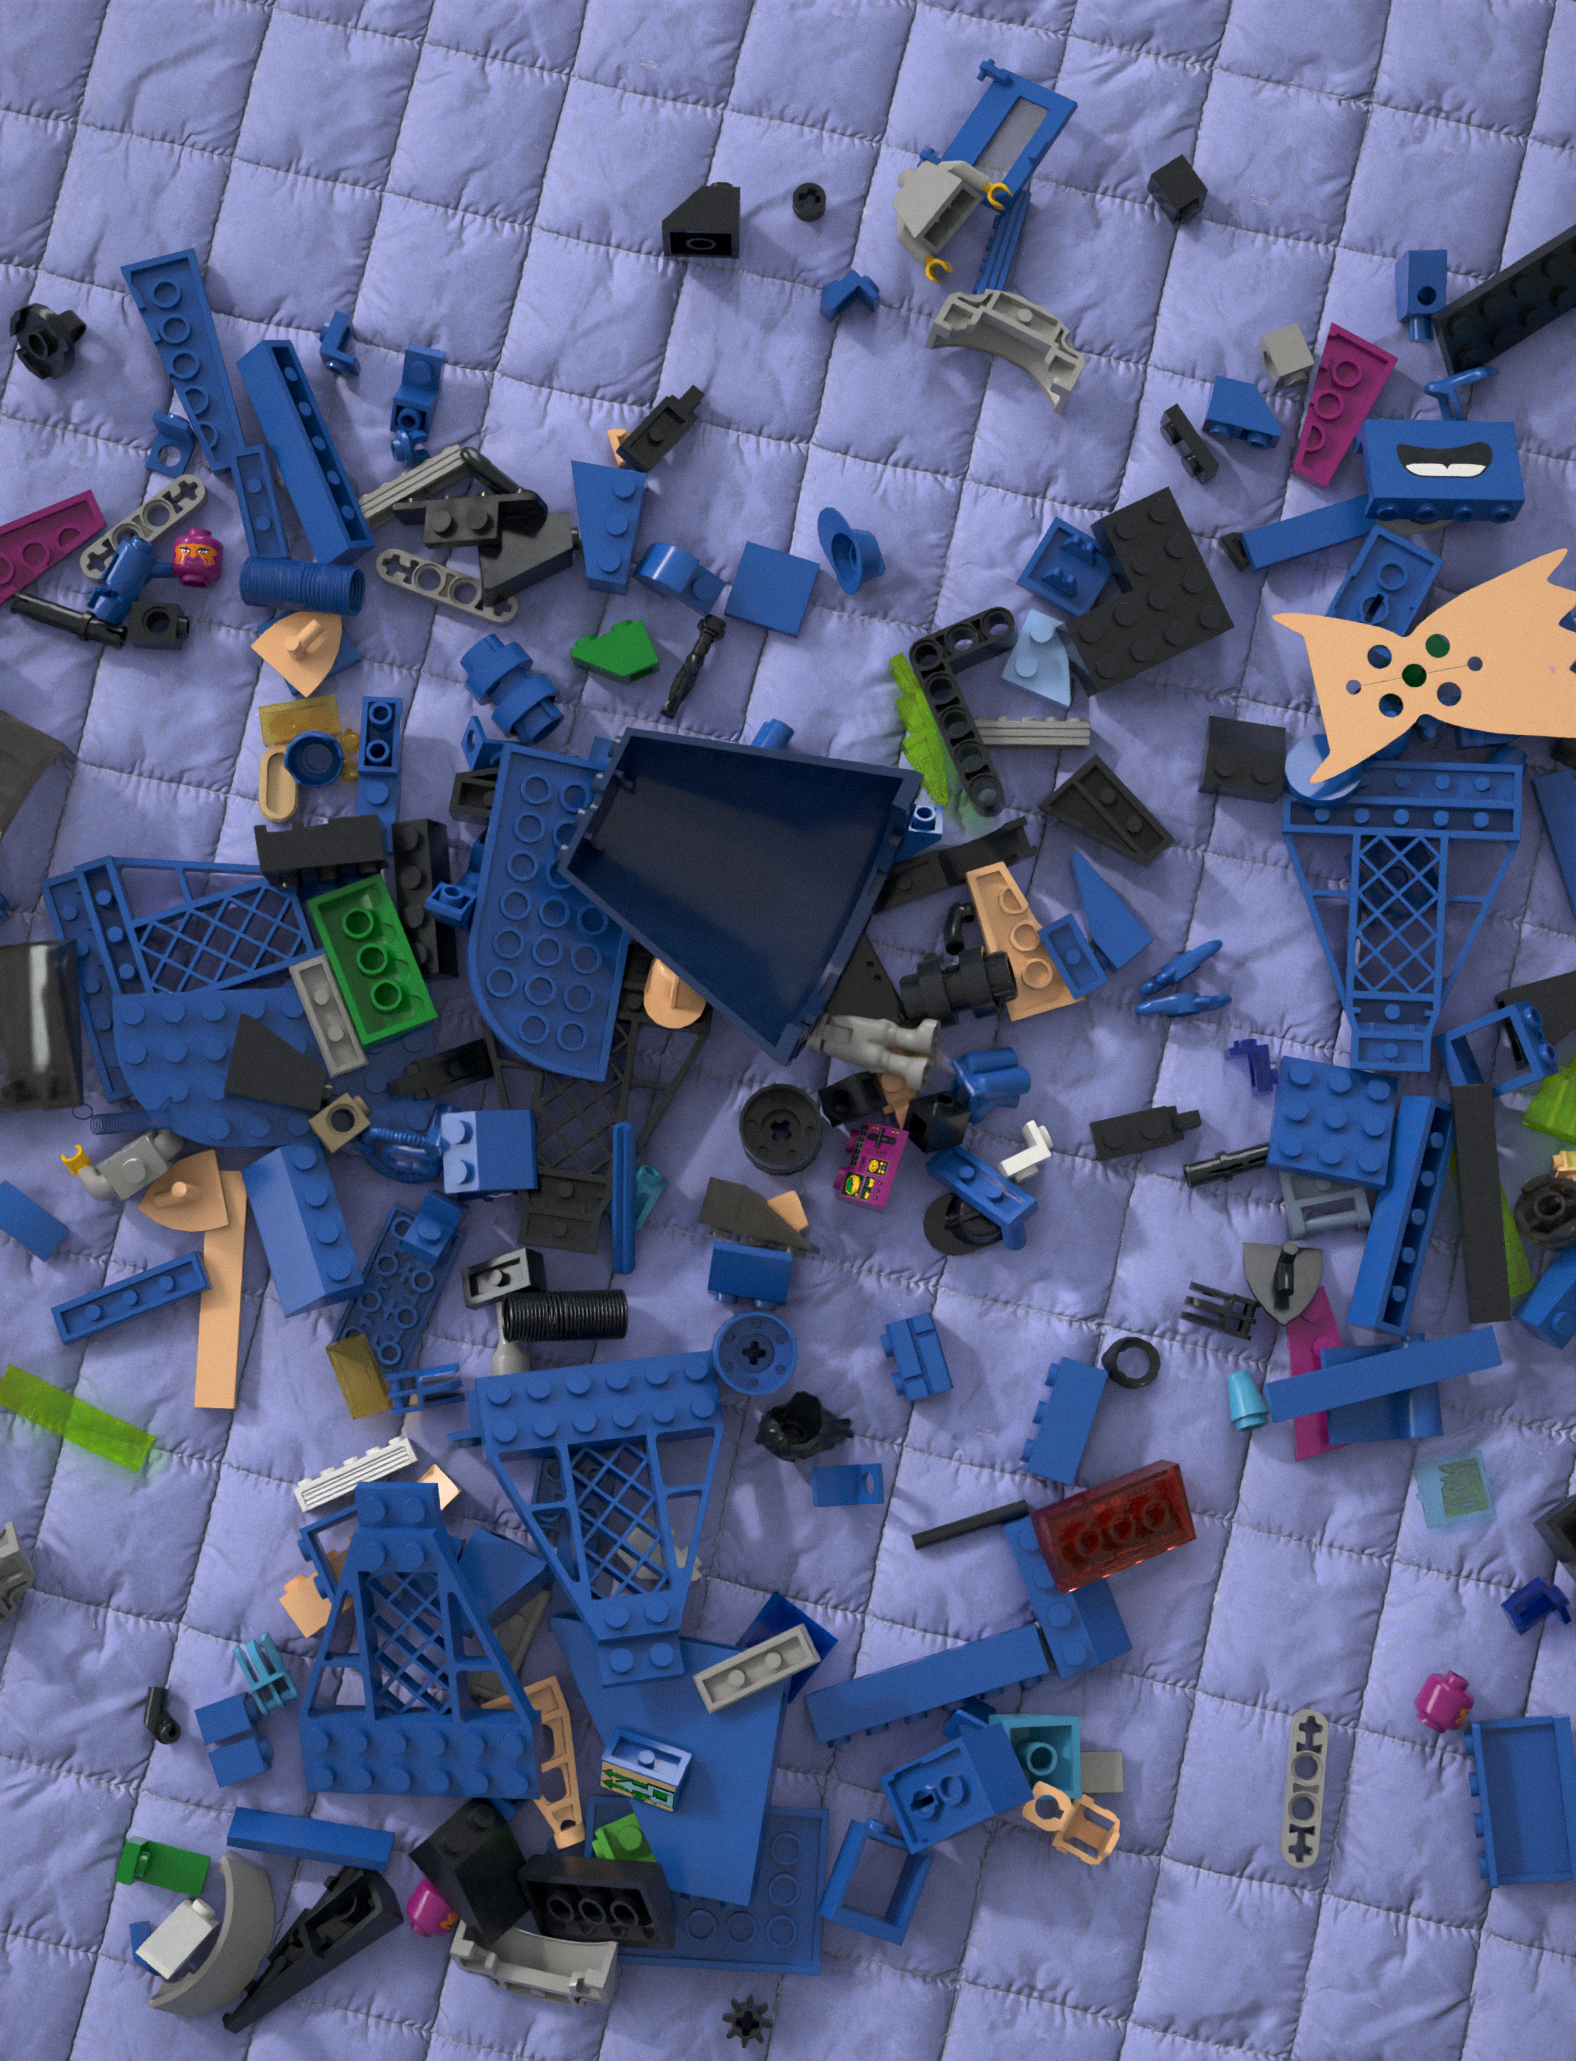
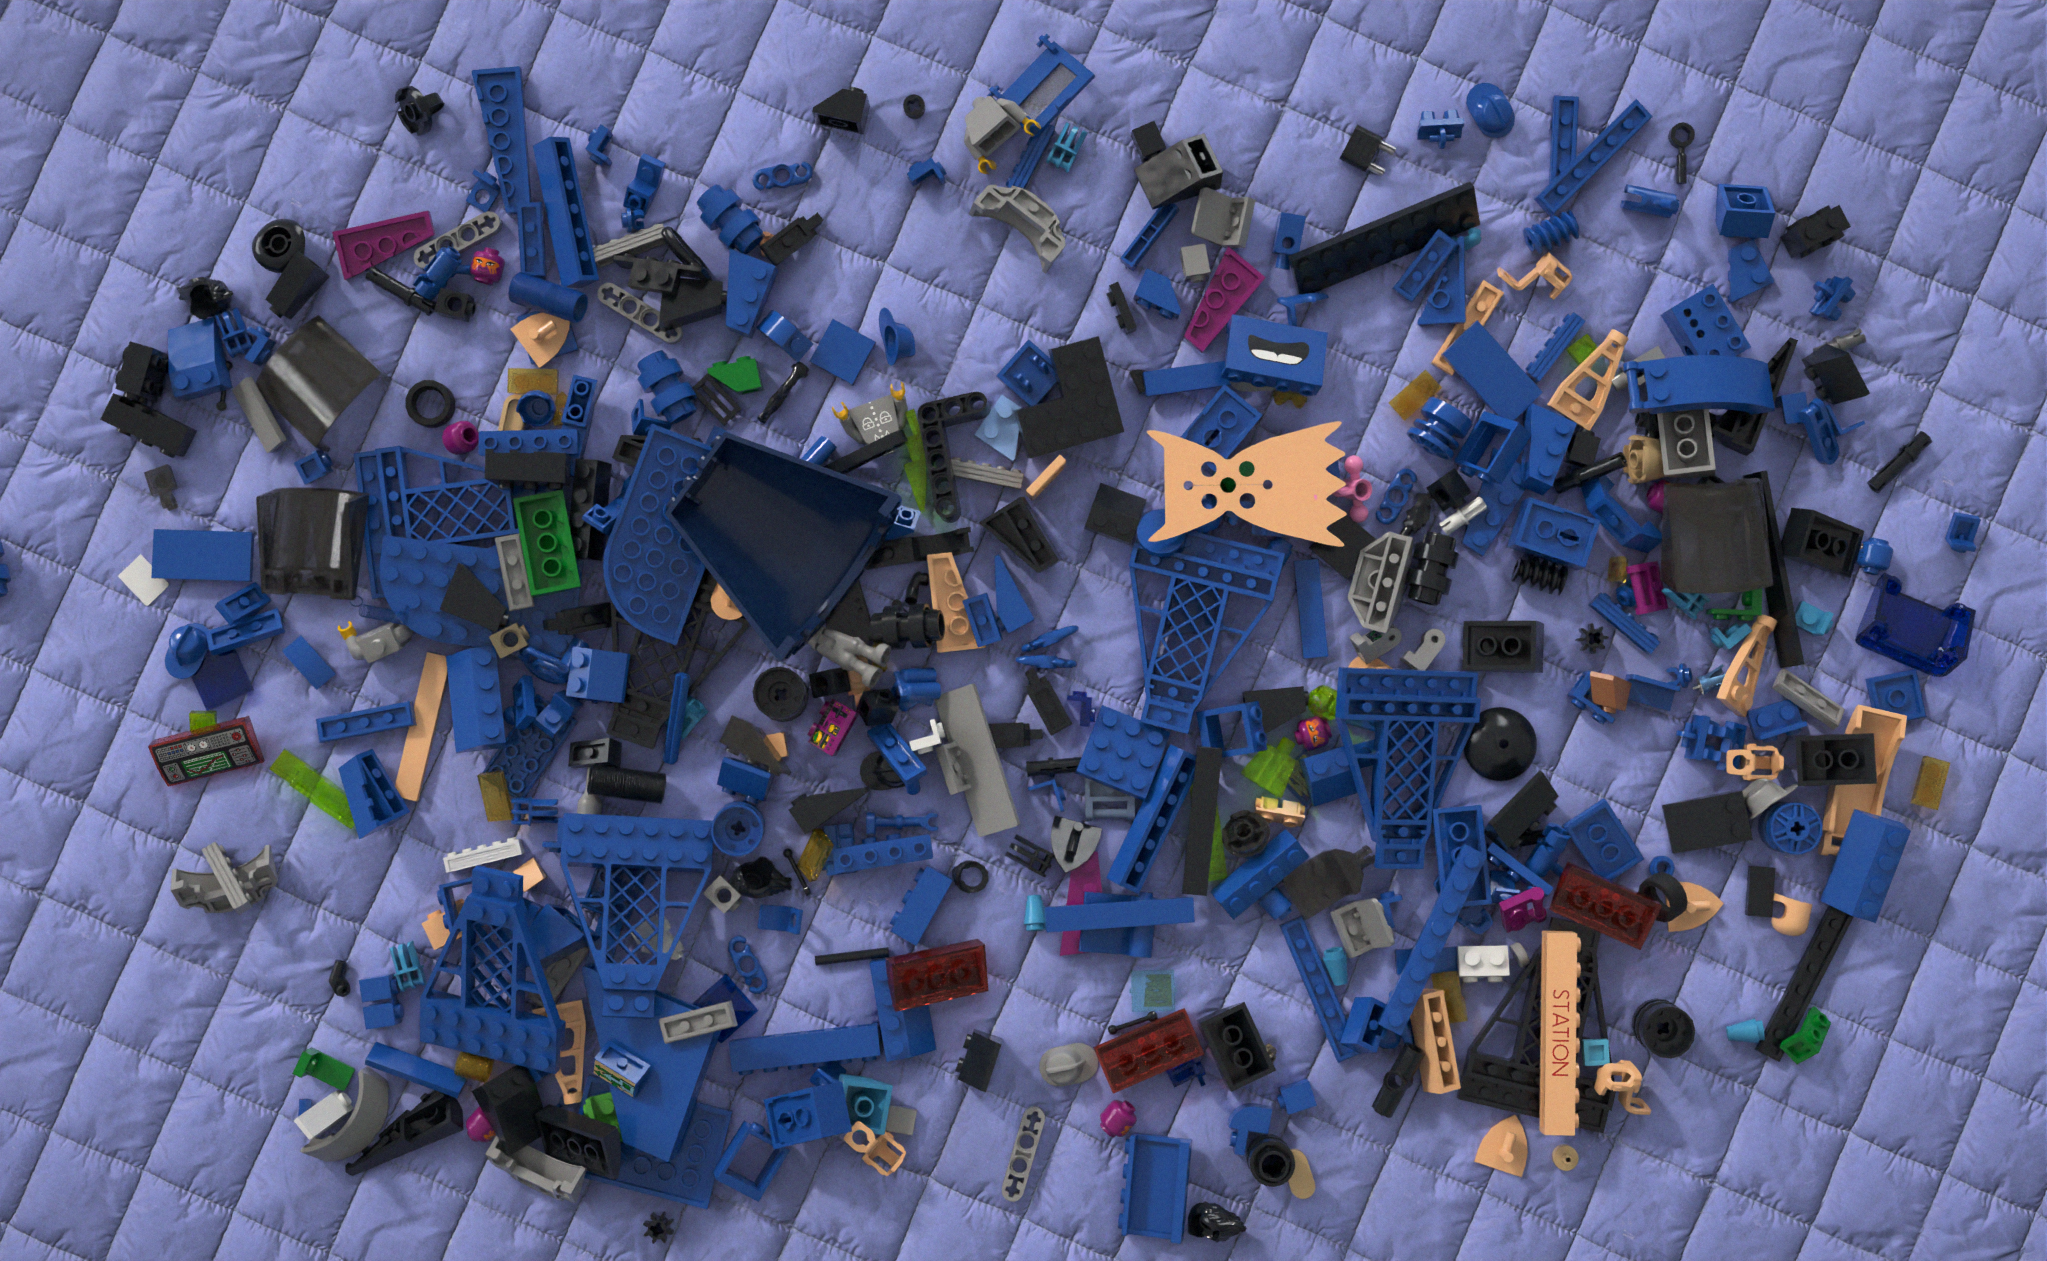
camera: 15 degrees right, 5 degrees up
(140, 755) = (416, 390): none -> black tyre
(161, 1408) = (371, 794): none -> blue wedge
(188, 1195) = (412, 665): light nougat shield -> none
(204, 826) = (460, 437): none -> magenta head
(313, 809) = (529, 441): none -> blue bracket
(379, 1222) = (524, 706): none -> blue plate
(402, 1816) = (473, 1067): none -> clear yellow piece
(547, 407) = (723, 211): none -> blue piece
(609, 340) = (771, 173): none -> blue piece
(615, 716) = (730, 414): none -> black tile
(732, 1459) = (713, 891): none -> light grey brick
(825, 1578) = (737, 958): none -> blue piece
(837, 1381) = (788, 854): none -> black hinge
(846, 682) = (875, 418): none -> light grey torso
(856, 723) = (869, 452): none -> black beam
(878, 1294) = (818, 808): none -> black slope
(883, 1372) = (815, 855): none -> clear yellow tile
(962, 1305) = (898, 822): none -> blue piece
(991, 1349) = (882, 853): none -> blue bracket
(1054, 223) = (1066, 150): none -> dark azure arm
(1103, 1179) = (972, 761): none -> light grey bracket
(1127, 719) = (1046, 478): none -> light nougat tile
(1196, 1068) = (1047, 703): none -> black hinge
(1207, 326) = (1148, 235): none -> blue piece
(1207, 1648) = (979, 1059): none -> black slope
(1239, 223) = (1180, 172): none -> black slope
(1243, 1203) = (1058, 791): none -> blue bracket
(1316, 282) = (1222, 218): none -> light grey bracket
(1345, 1632) = (1068, 1064): none -> light grey piece
(1461, 533) = (1297, 399): none -> clear yellow piece
(1461, 1530) = (1152, 1016): none -> black hinge
(1470, 1583) = (1148, 1050): none -> clear red slope
(1503, 143) = (1362, 149): none -> black piece

